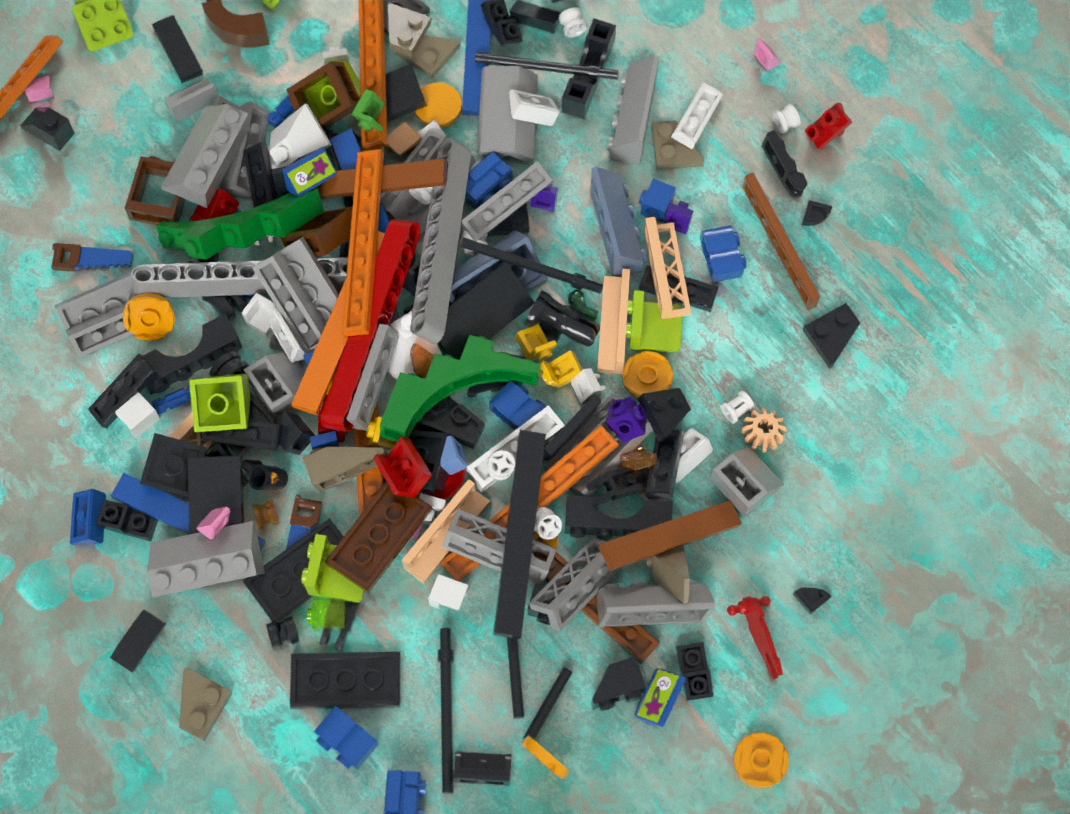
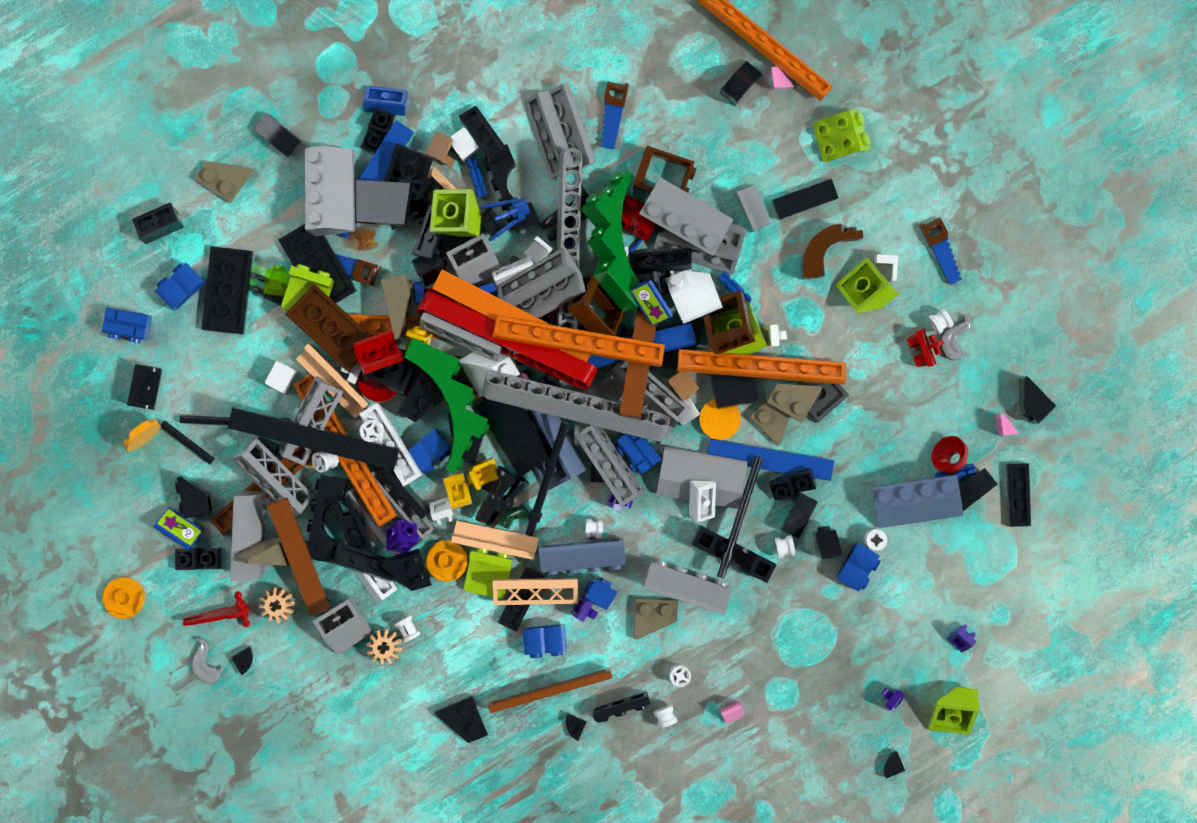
camera: 105 degrees right, 20 degrees up
(140, 435) = (439, 149): none -> medium nougat panel
(149, 316) = (545, 159): light orange tile -> none
(212, 335) = (518, 209): none -> blue plant
(214, 522) = (355, 199): bright pink slope -> none
(264, 778) = (157, 223): none -> black hinge
(265, 476) = (394, 242): black piece -> none
(282, 632) = (268, 246): black wheel -> none
(368, 110) = (706, 357): bright green bracket -> none
(421, 360) = (474, 378): clear orange tile -> none
(445, 657) = (233, 368): black bar -> none
(453, 456) = (387, 394): medium blue slope -> none
(584, 216) = (594, 529): none -> white wheel
(638, 459) = (368, 541): clear orange tile -> none
(697, 115) = (678, 641): white tile -> none
(725, 563) = (280, 612): none -> light nougat gear
(733, 105) = (682, 671): none -> white wheel
(828, 126) = (650, 750): red hips -> none
(834, 648) = (201, 668): none -> light grey piece

